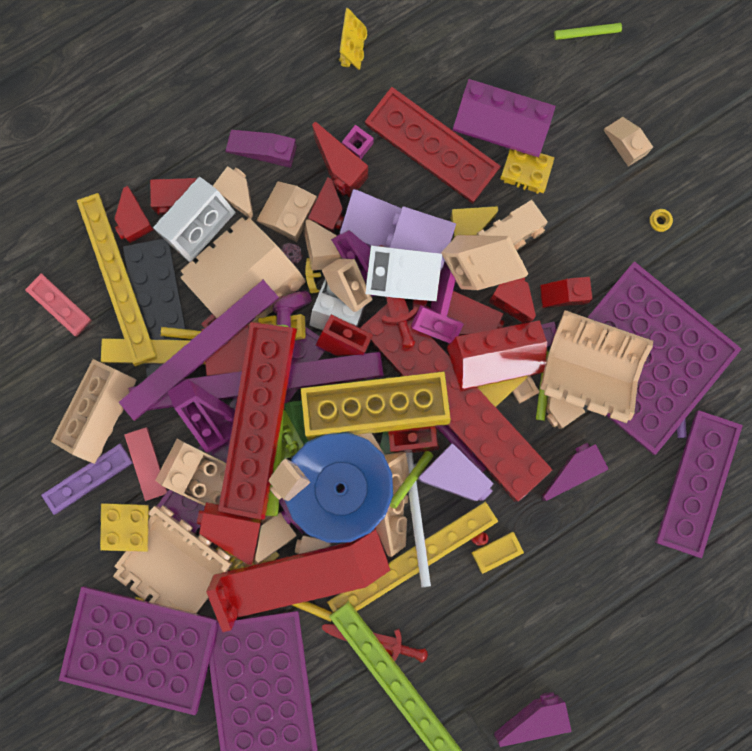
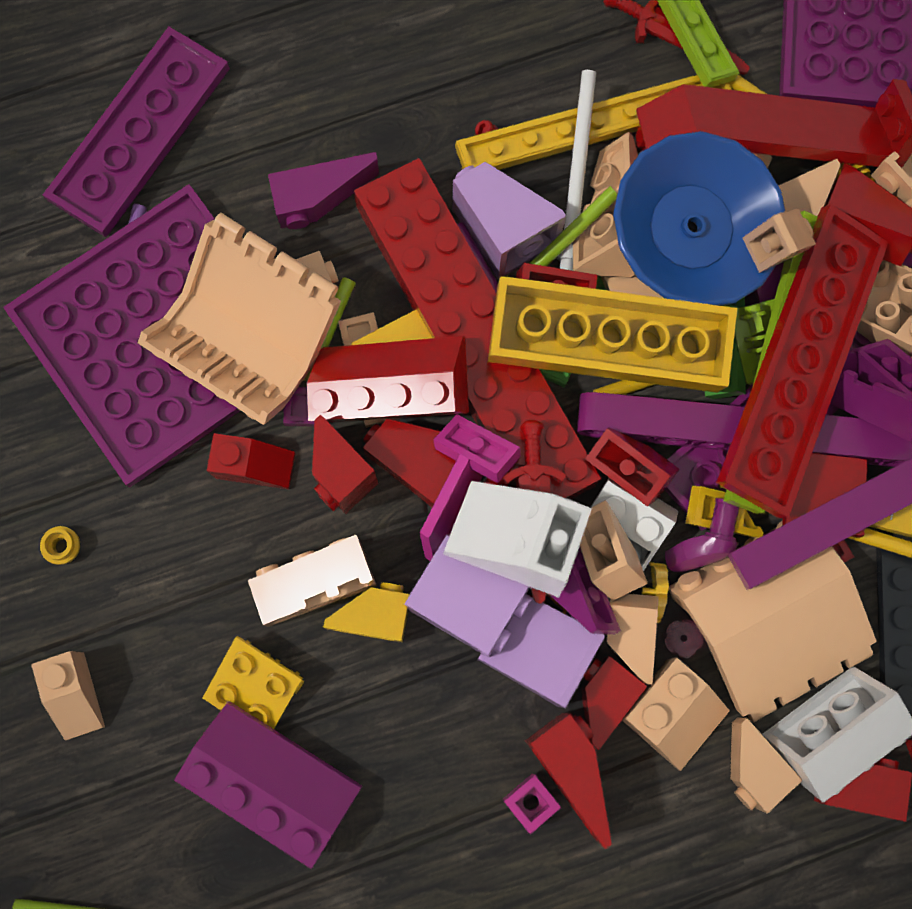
camera: 165 degrees left, 5 degrees down
(262, 147) = (696, 838): magenta slope -> none
(432, 145) = (404, 770): red plate -> none
(483, 261) = (378, 525): light nougat slope -> none
(497, 552) = (465, 109): yellow tile -> none

